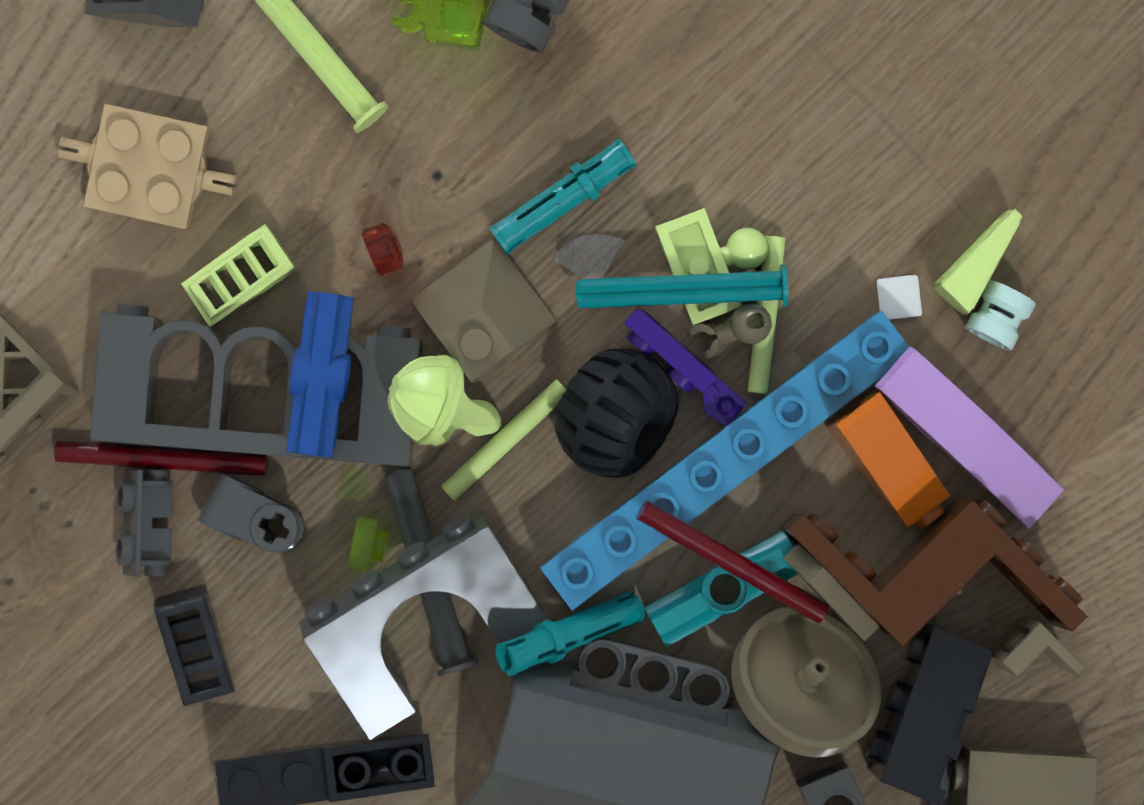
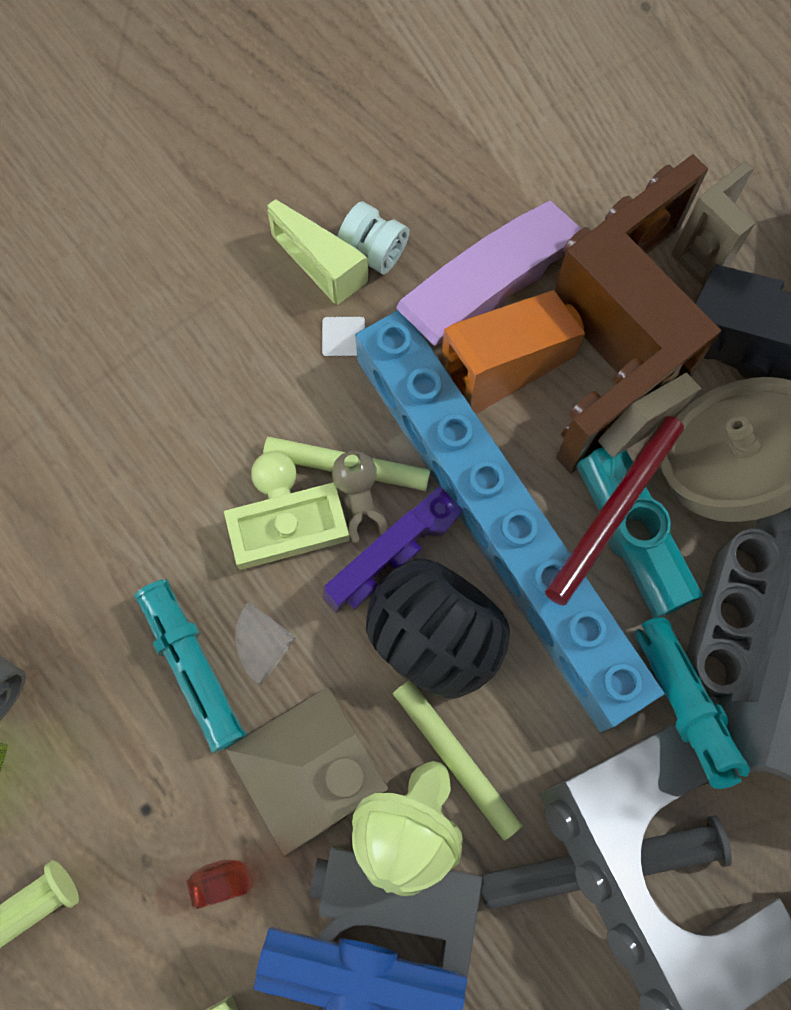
camera: 85 degrees left, 15 degrees down
(368, 544) = (570, 939): clear neon green plate -> none
(683, 289) = (308, 539): teal axle -> none

